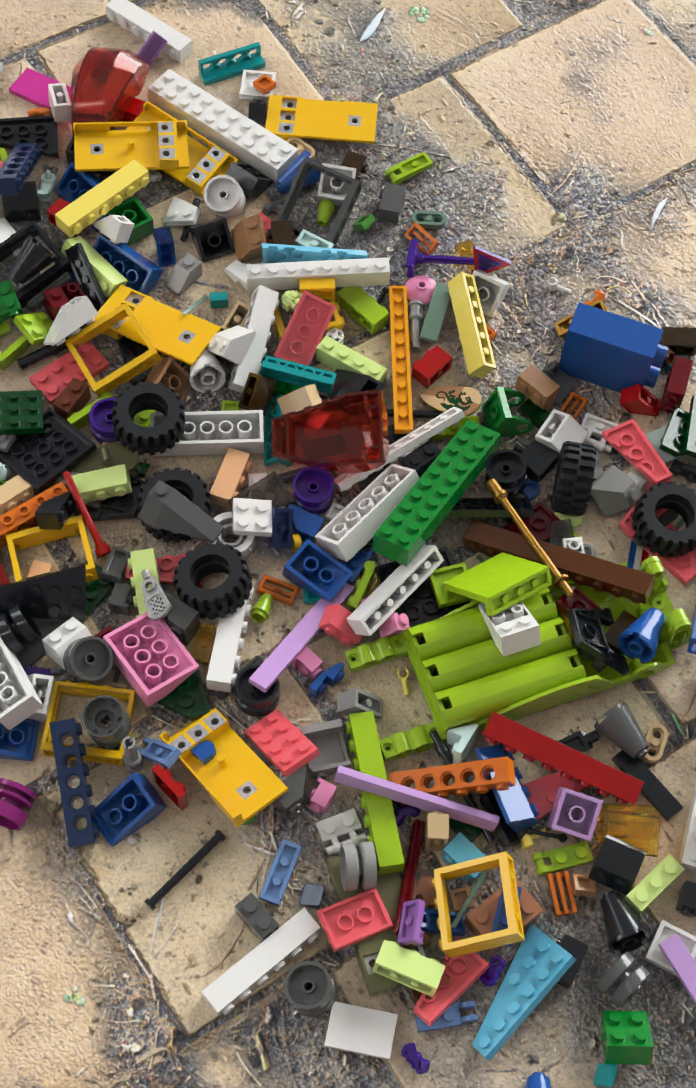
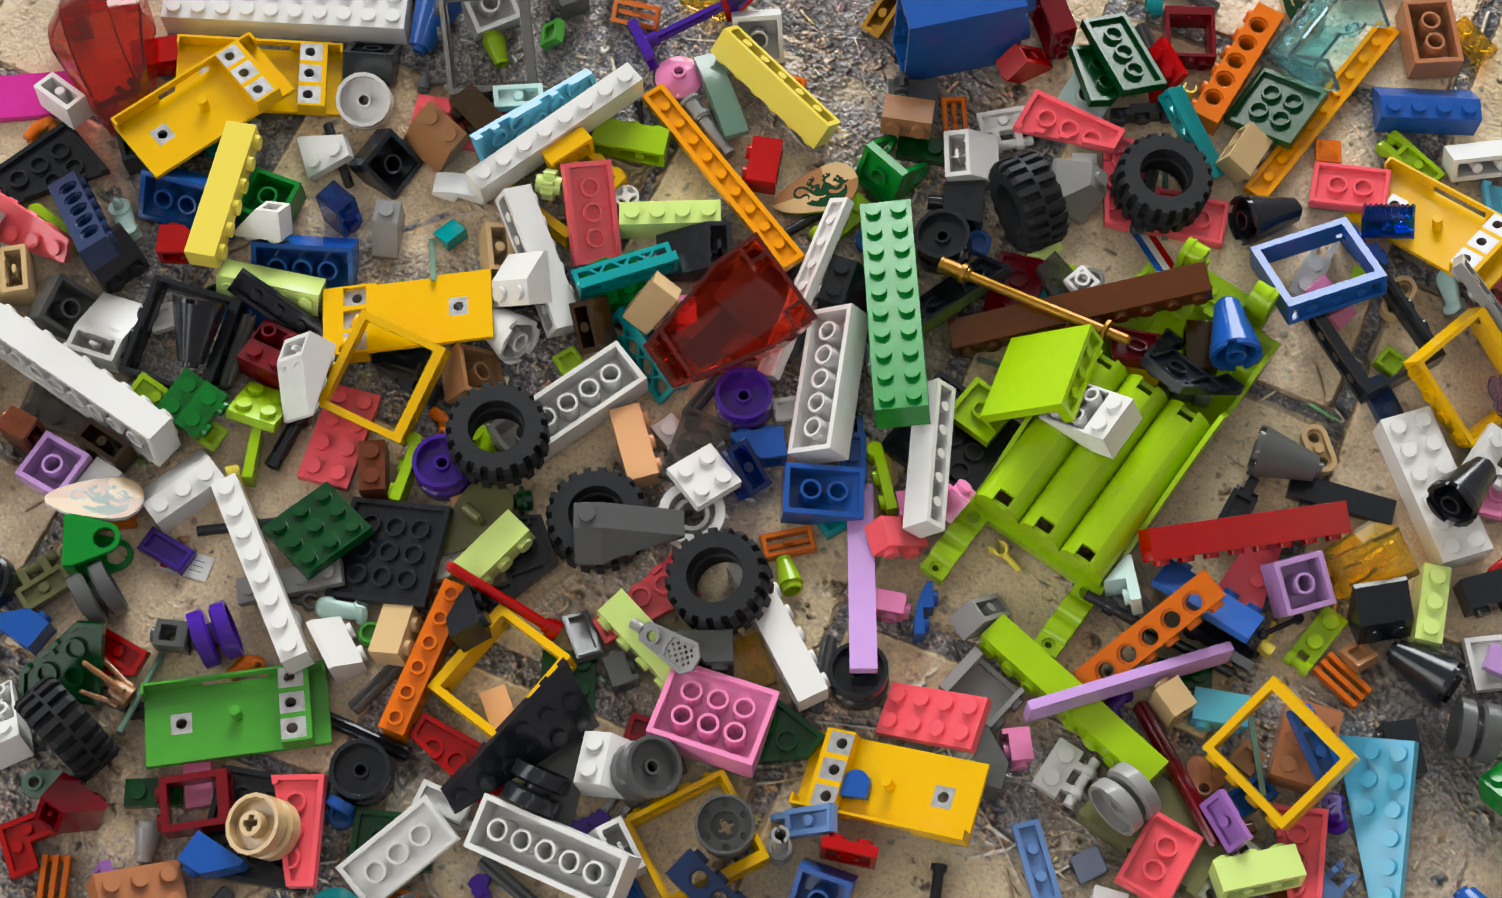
camera: 30 degrees left, 5 degrees up
(296, 542) = (772, 473): yellow tile -> none

